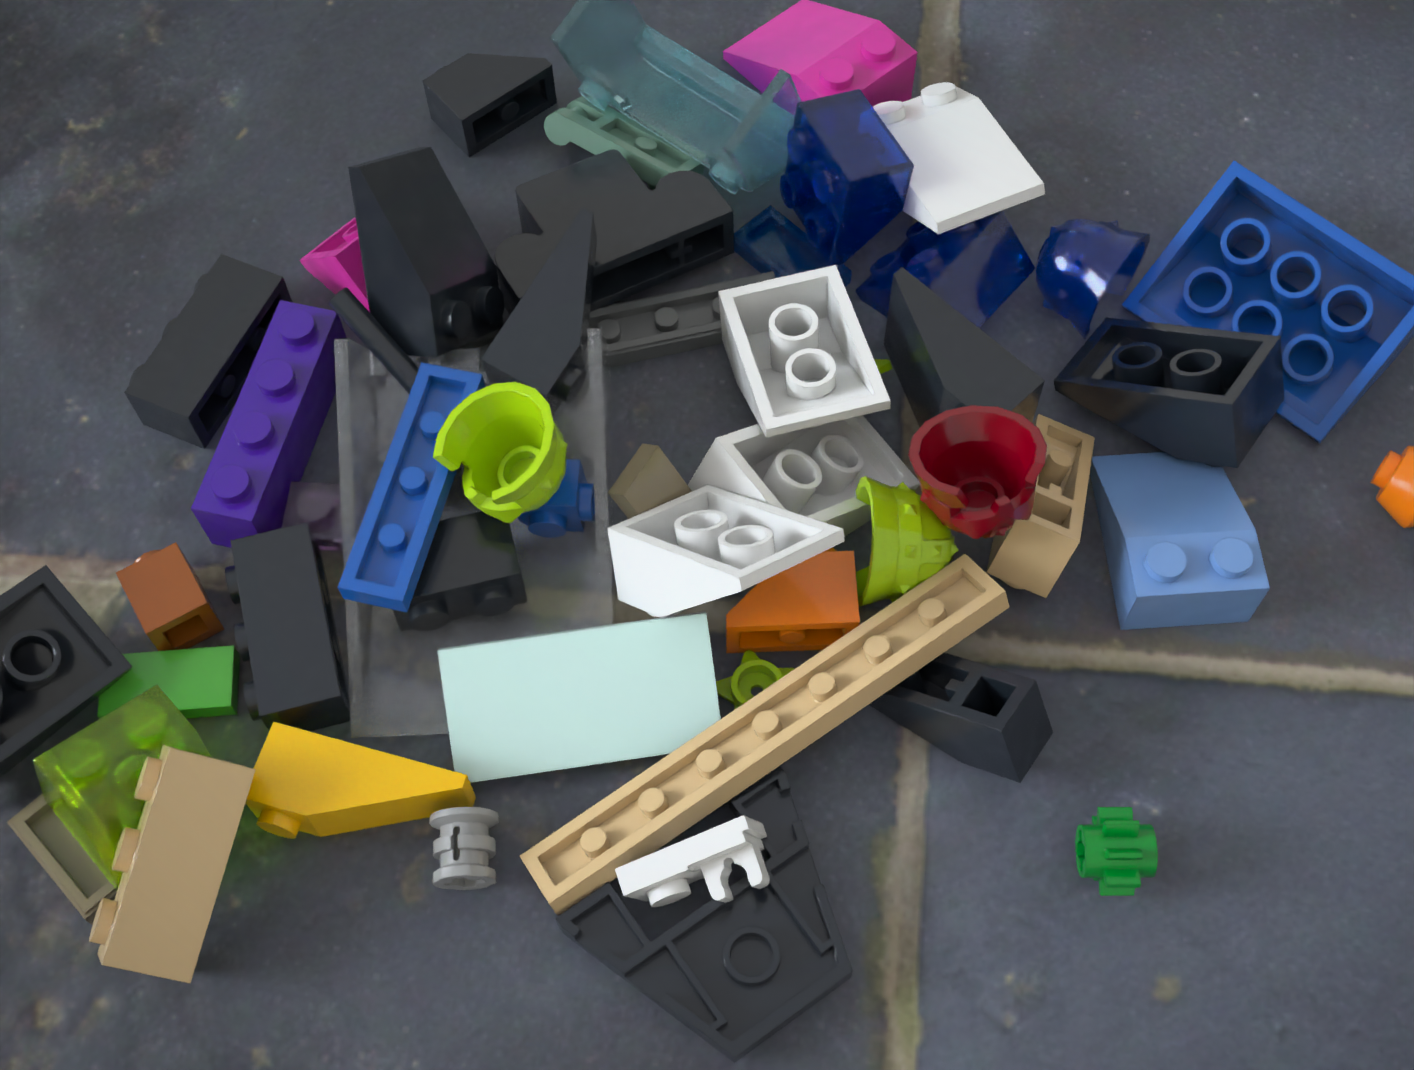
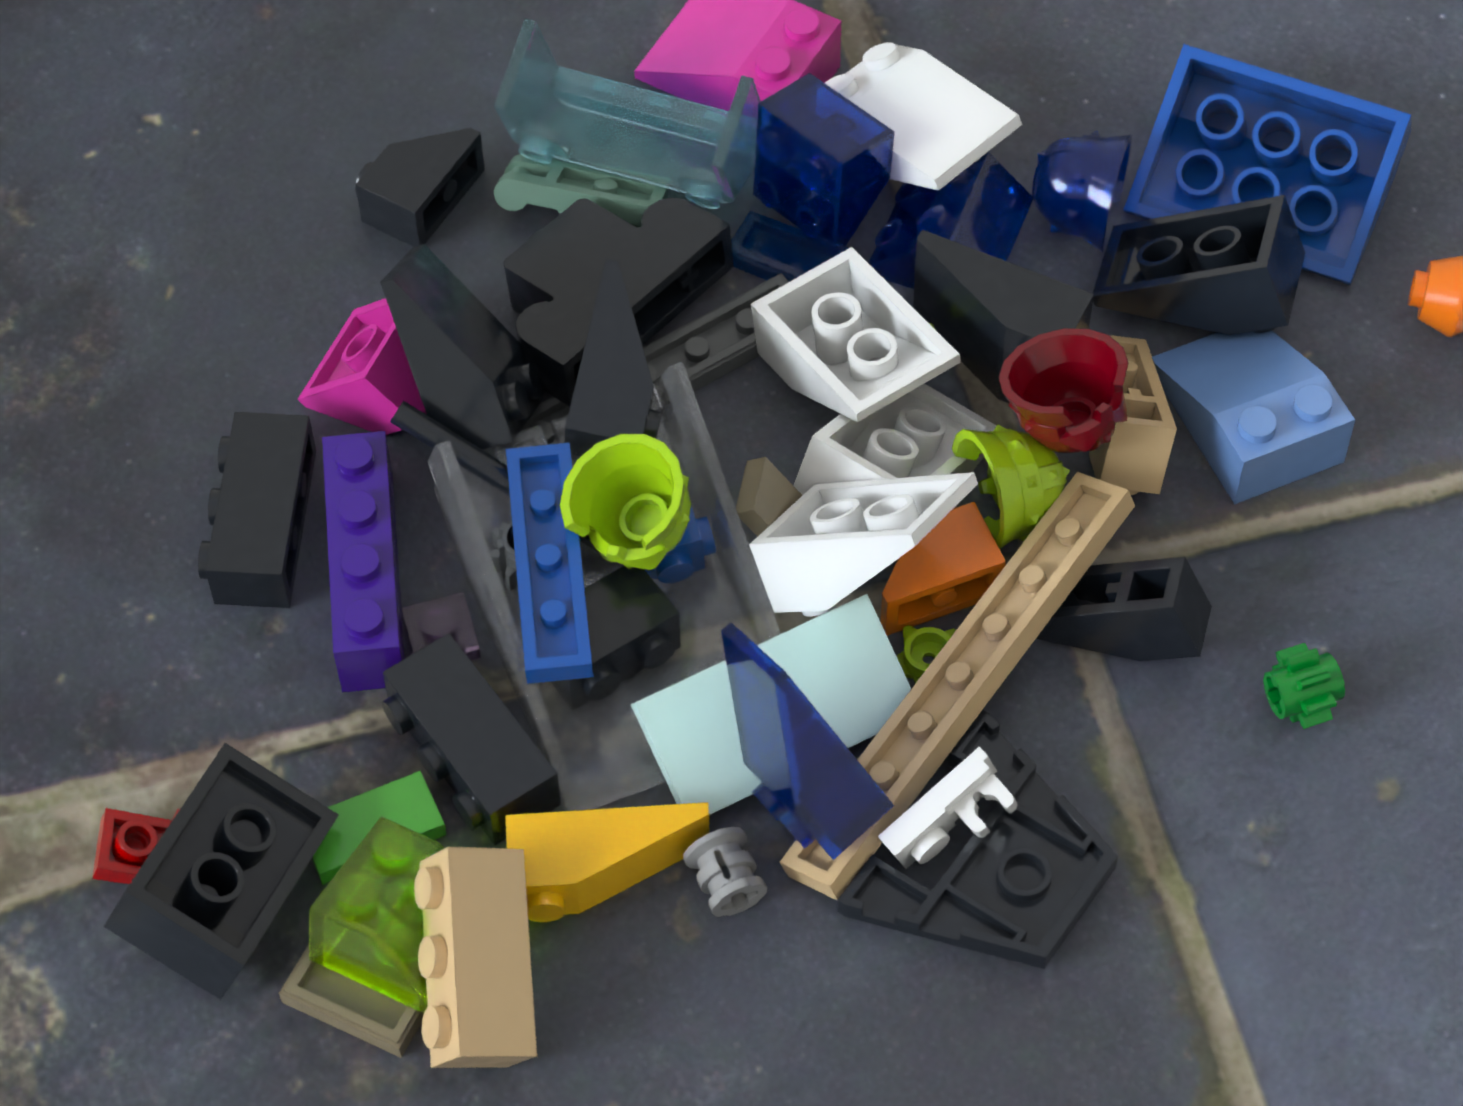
camera: 20 degrees left, 5 degrees down
(169, 599) = (339, 747): dark orange brick -> none
(571, 765) = (799, 760): none -> clear blue slope

